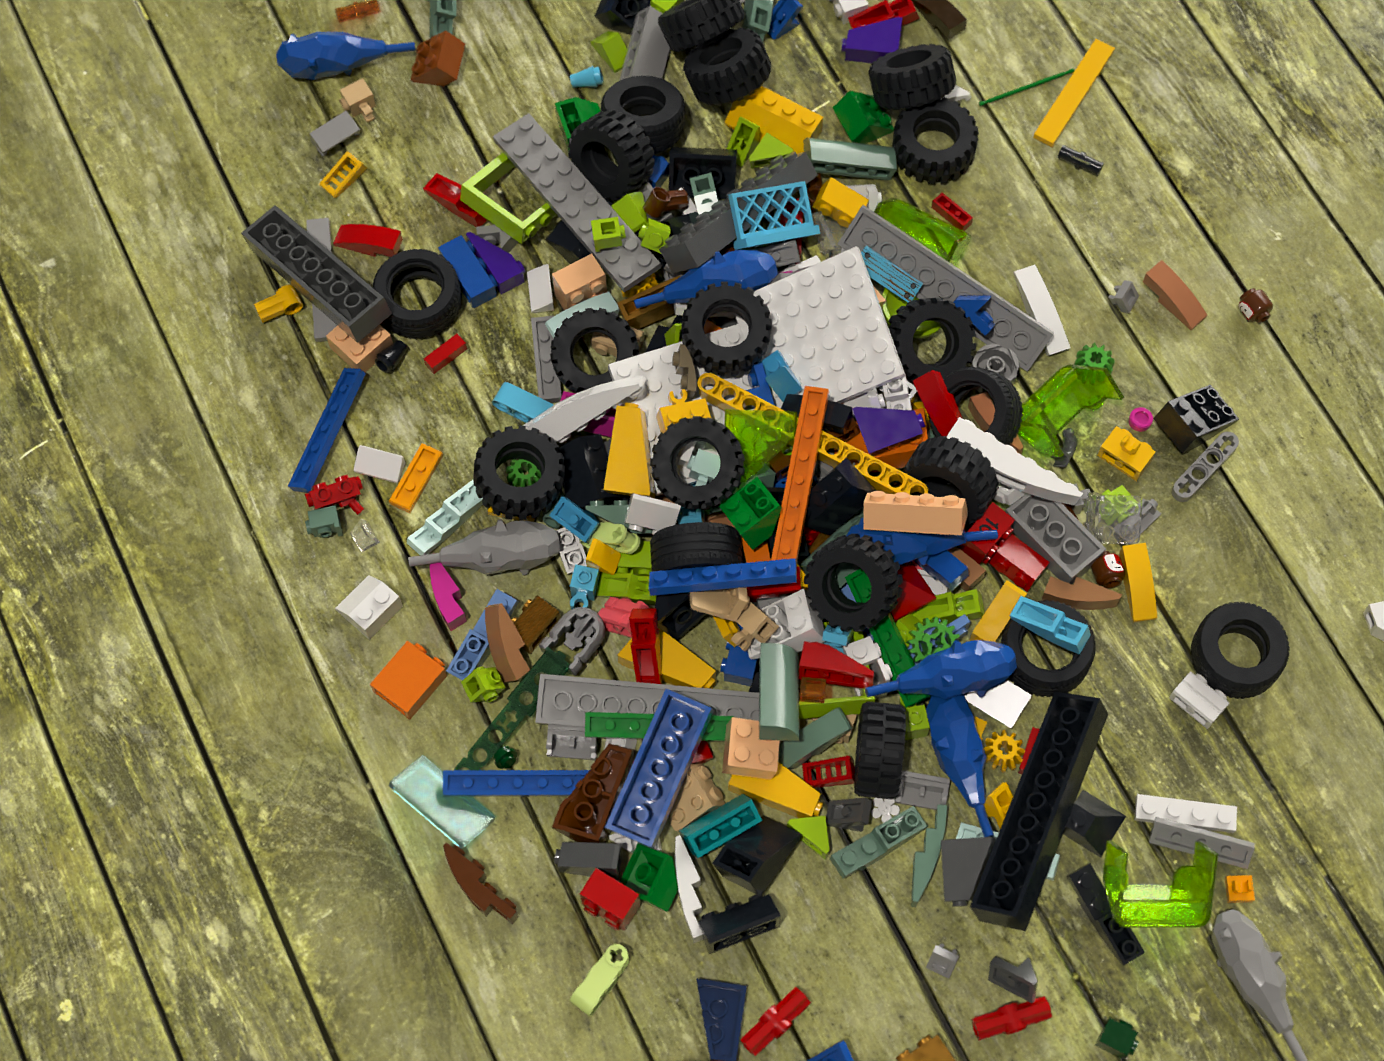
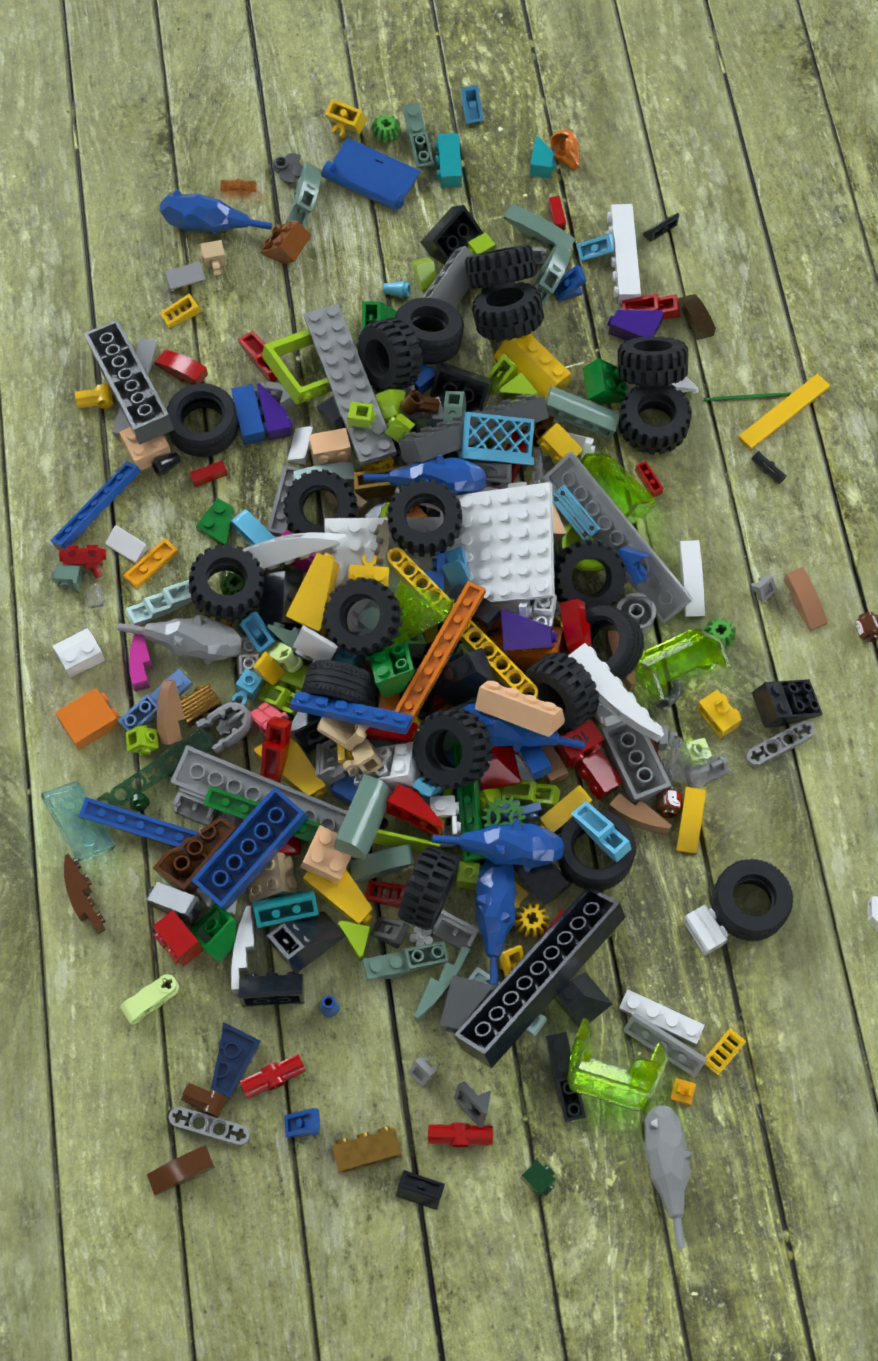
camera: 15 degrees right, 0 degrees up
(475, 407) = (217, 522): none -> green wing
(709, 643) = (327, 764): none -> light grey hinge
(807, 926) = (329, 1011): none -> blue cone
(812, 690) = (392, 824): clear orange tile -> none
(1140, 419) = (741, 690): dark pink tile -> none
(1277, 810) = (733, 1036): none -> yellow slope

